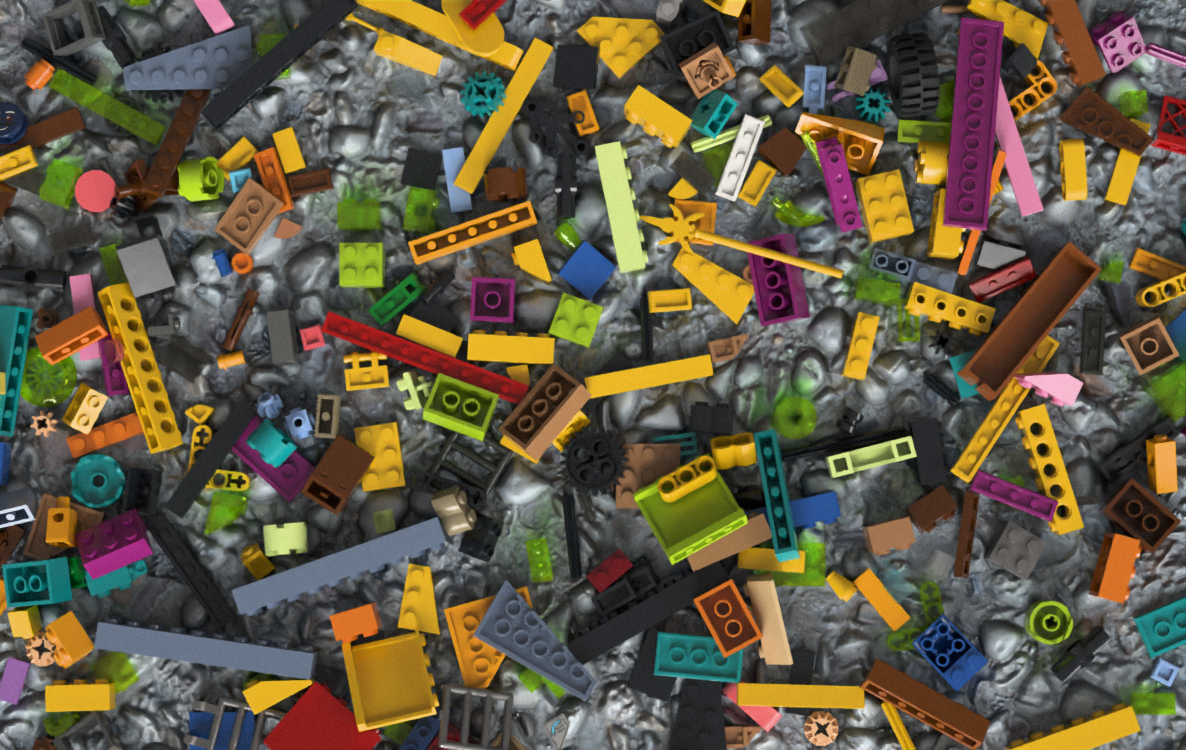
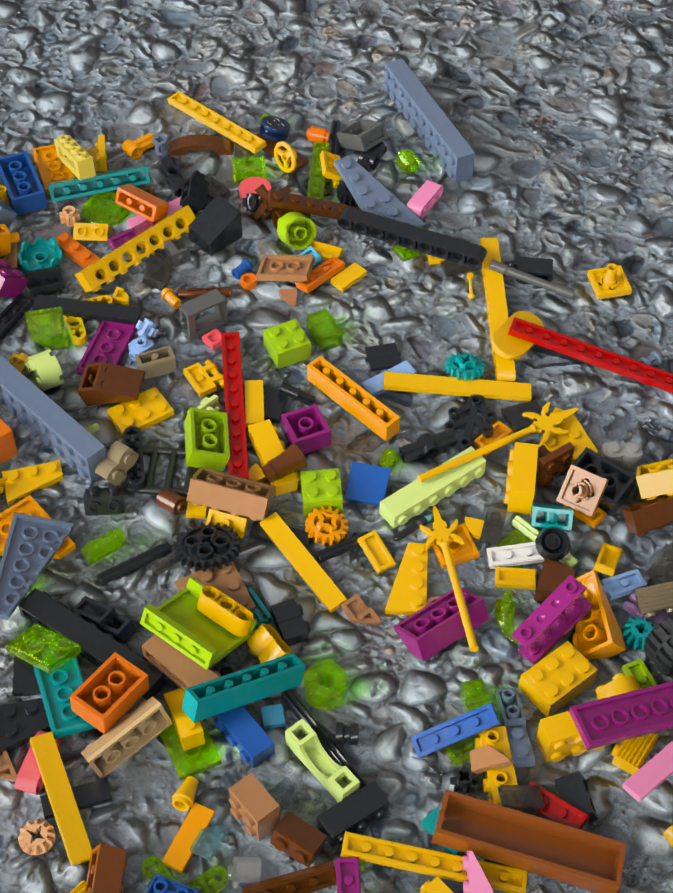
camera: 60 degrees right, 35 degrees down
(65, 133) = (287, 156): none -> yellow piece
(79, 265) = (195, 192): none -> black hinge
(109, 88) = (328, 168): none -> yellow bracket
(144, 220) = (249, 218): black bracket -> none
(271, 443) = (116, 332): teal brick -> none
(310, 182) = (332, 297): reddish brown tile -> none
(396, 300) = (270, 374): green plate -> none
(407, 53) = (465, 312): yellow slope -> none
(416, 198) = (352, 361): clear neon green brick -> none
(505, 183) = (404, 400): reddish brown brick -> none
(516, 472) = (171, 501): none -> reddish brown brick
(531, 260) = (355, 445): yellow slope -> none
(539, 346) = (284, 464): none -> reddish brown plant
(601, 57) = (543, 423): none -> yellow piece
(609, 570) = (122, 598): dark red brick -> none
(627, 332) = (326, 525): none -> light orange gear
(638, 659) = (43, 648): none -> clear neon green plate
(652, 236) = (412, 528): none -> black piece
(653, 76) = (553, 464): none -> reddish brown plate
(748, 132) = (552, 543): none -> black hat
(799, 477) = (273, 716): none -> dark azure tile
(860, 346) = (420, 712): yellow brick -> none
(898, 327) = (455, 730): none -> plate
(941, 389) = (419, 803): black axle -> none
(942, 314) = (487, 758): none -> medium nougat slope
(974, 234) = (585, 758): orange tile -> none
(987, 305) = (521, 797): none -> clear smoke plate

